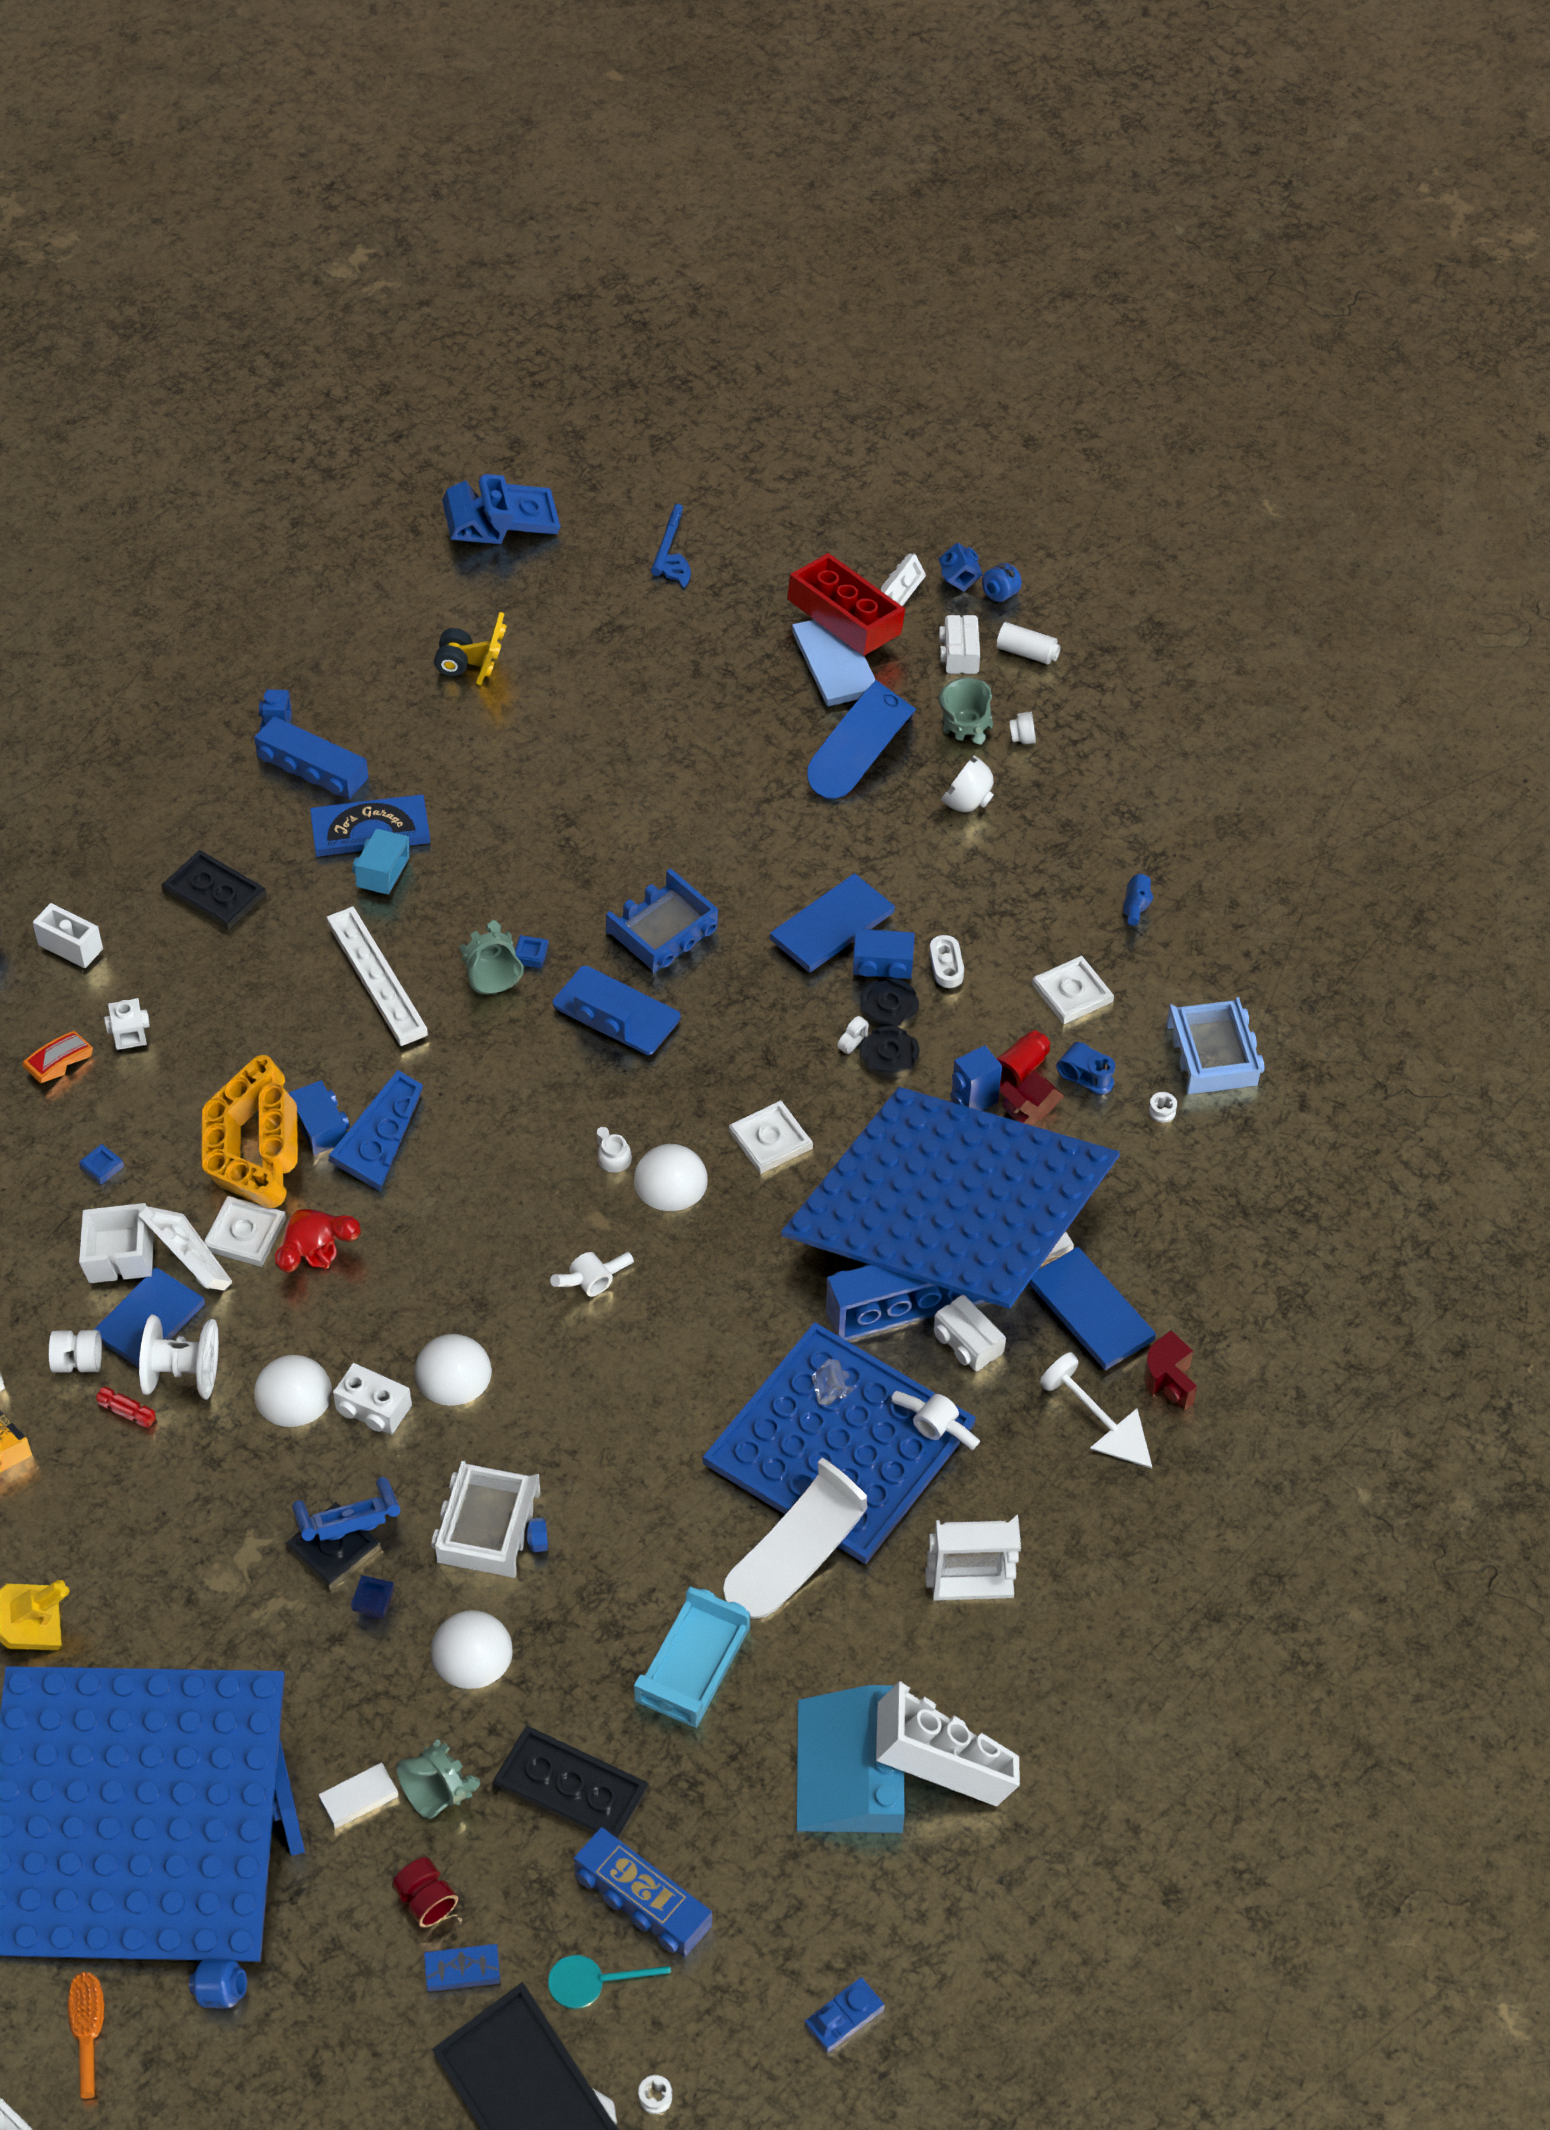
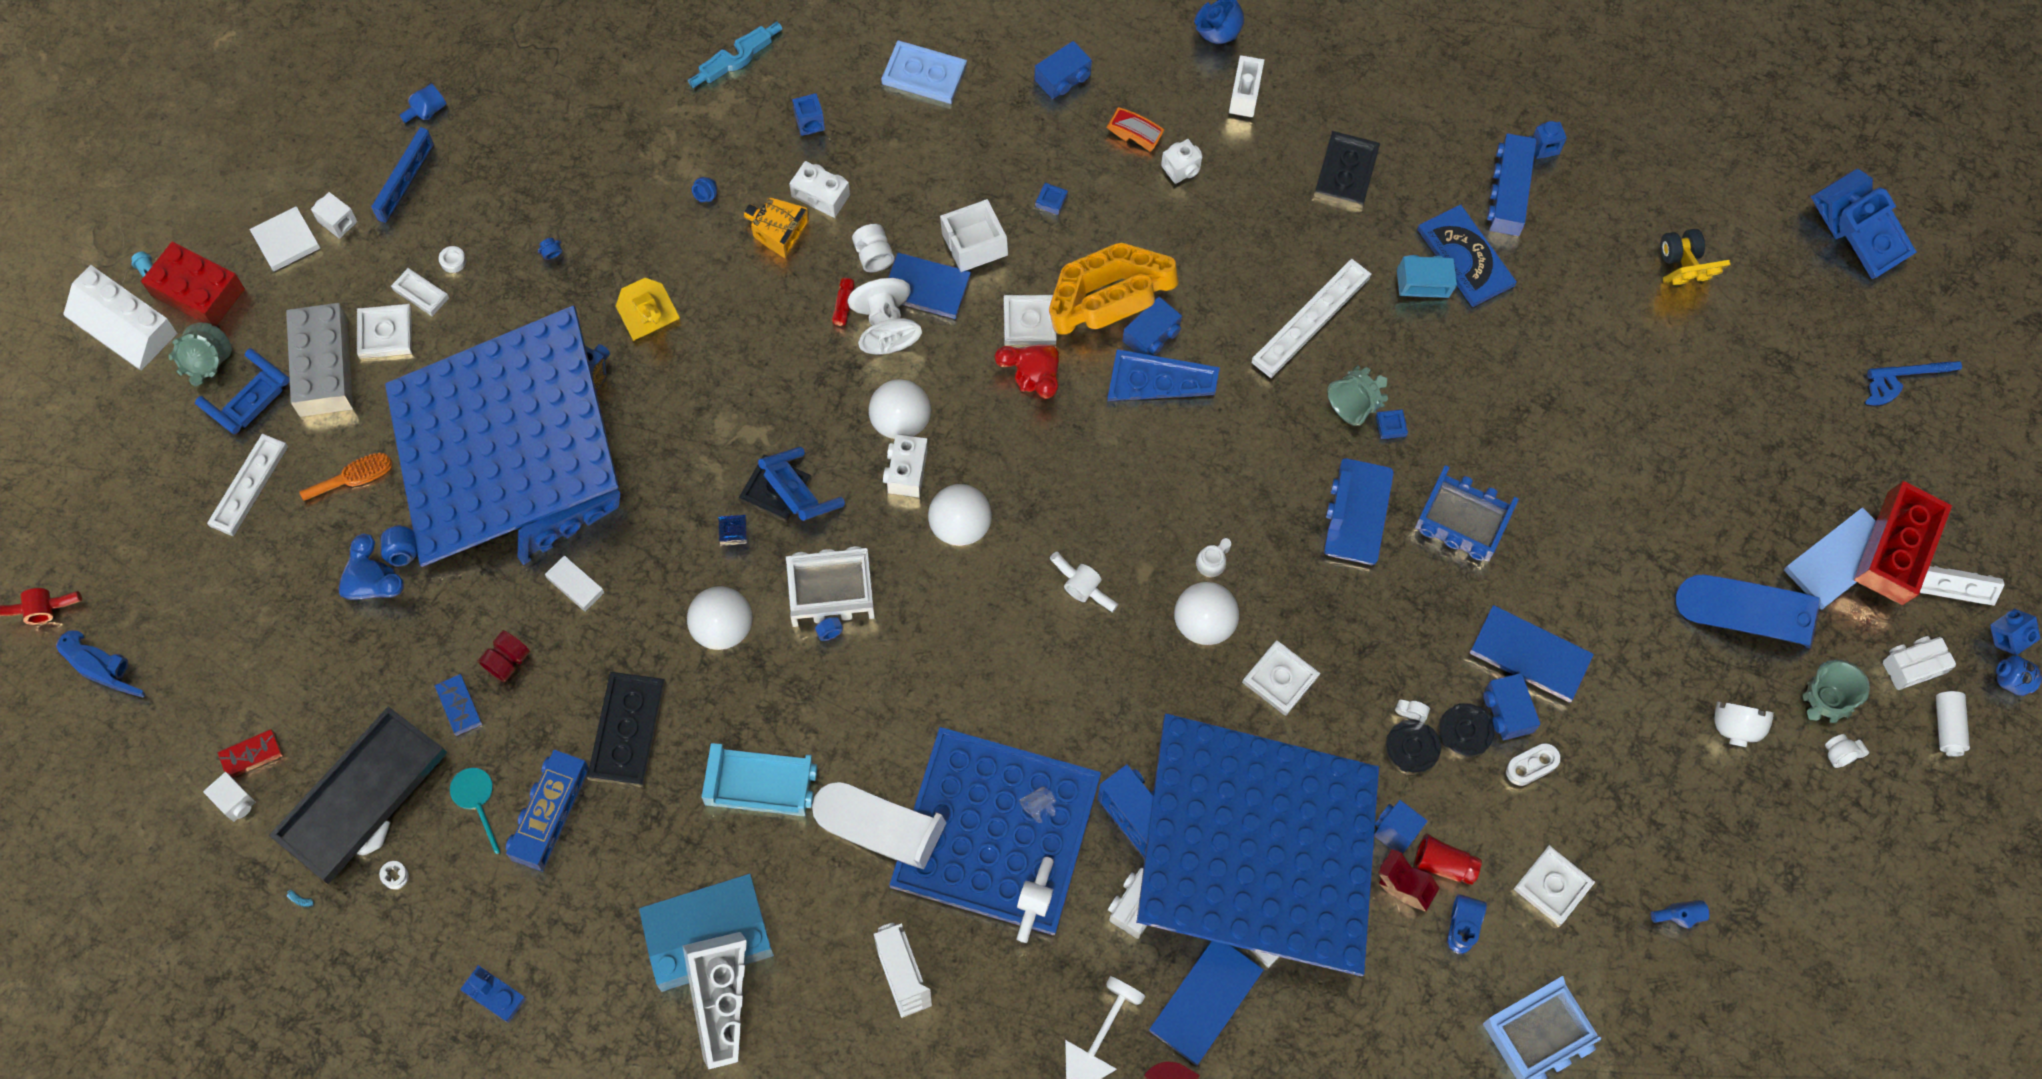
camera: 70 degrees right, 15 degrees up
(187, 1245) = (990, 284): white wing -> none
(250, 2030) = (366, 577): none -> blue head
(434, 1780) = (593, 628): sand green hair -> none
(1165, 1114) = (1462, 1001): white bush -> none

